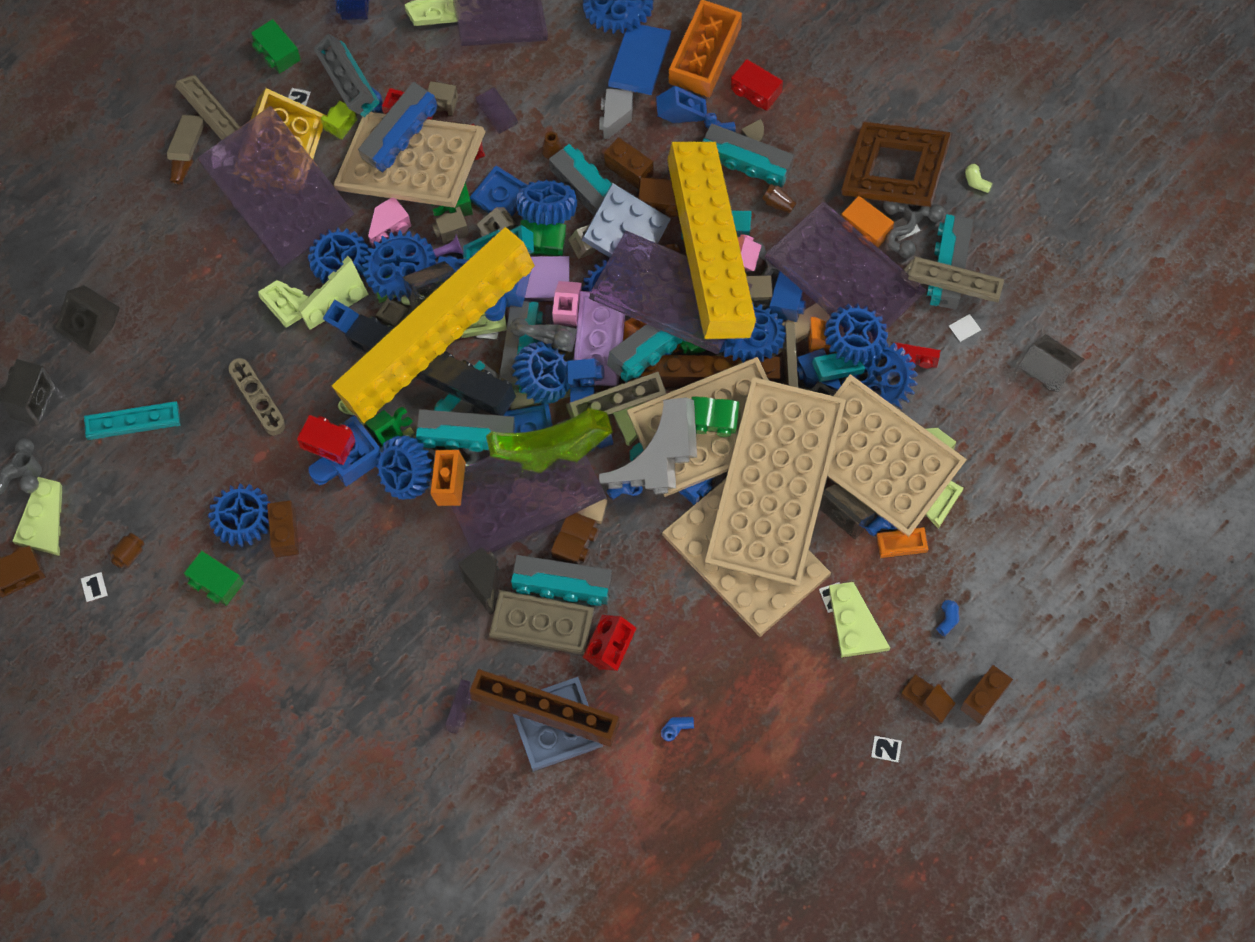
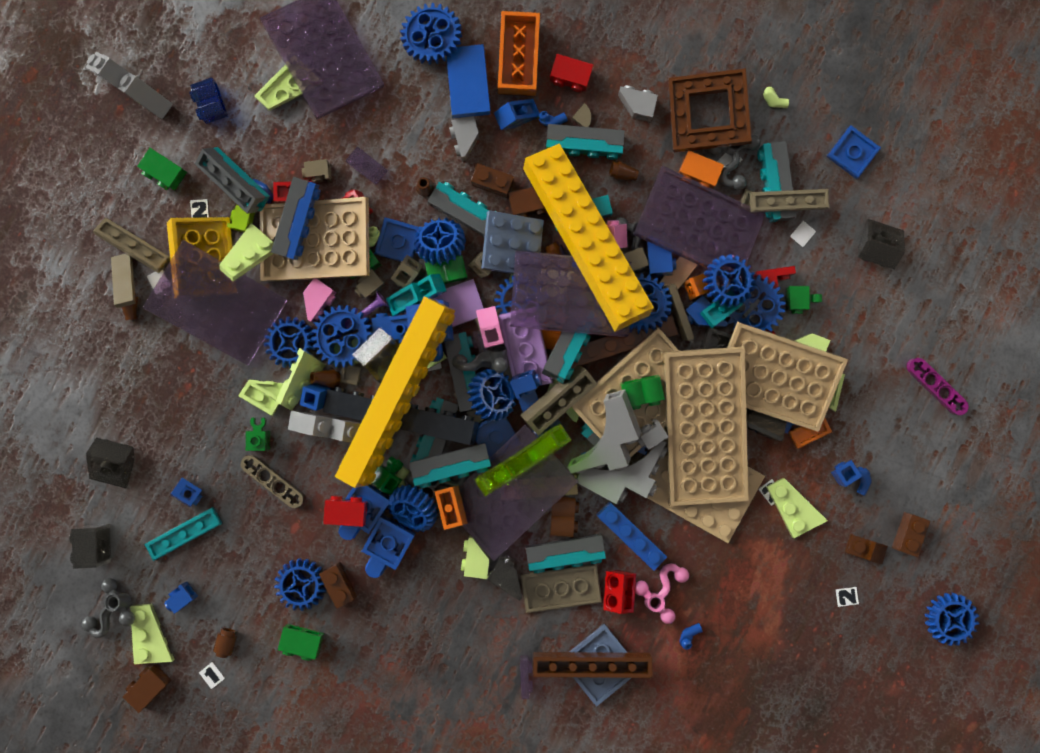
camera: 20 degrees left, 20 degrees up
(98, 485) = (180, 597): none -> blue brick
(156, 368) = (183, 486): none -> blue brick
(260, 342) = (257, 439): none -> green brick
(331, 146) = (247, 253): none -> yellowish green wing
(337, 346) = (323, 426): none -> light grey arch
(358, 502) = (386, 546): none -> blue brick
(362, 303) = (325, 378): none -> reddish brown cone
(451, 553) = (476, 560): none -> yellowish green slope
(475, 179) = (374, 235): none -> yellowish green arm
(637, 650) = (642, 589): none -> bright pink piece
(647, 585) = (631, 536): none -> blue brick
(675, 517) = (636, 477): none -> light grey arch
(708, 467) = (652, 435): none -> light grey brick
(821, 137) = (638, 103): none -> light grey slope
(928, 595) = (846, 473): none -> blue brick
(936, 389) = (799, 299): none -> green brick
(1002, 804) = (940, 628): none -> blue gear
(1051, 260) = (853, 152): none -> blue tile
(1076, 538) = (937, 386): none -> magenta beam

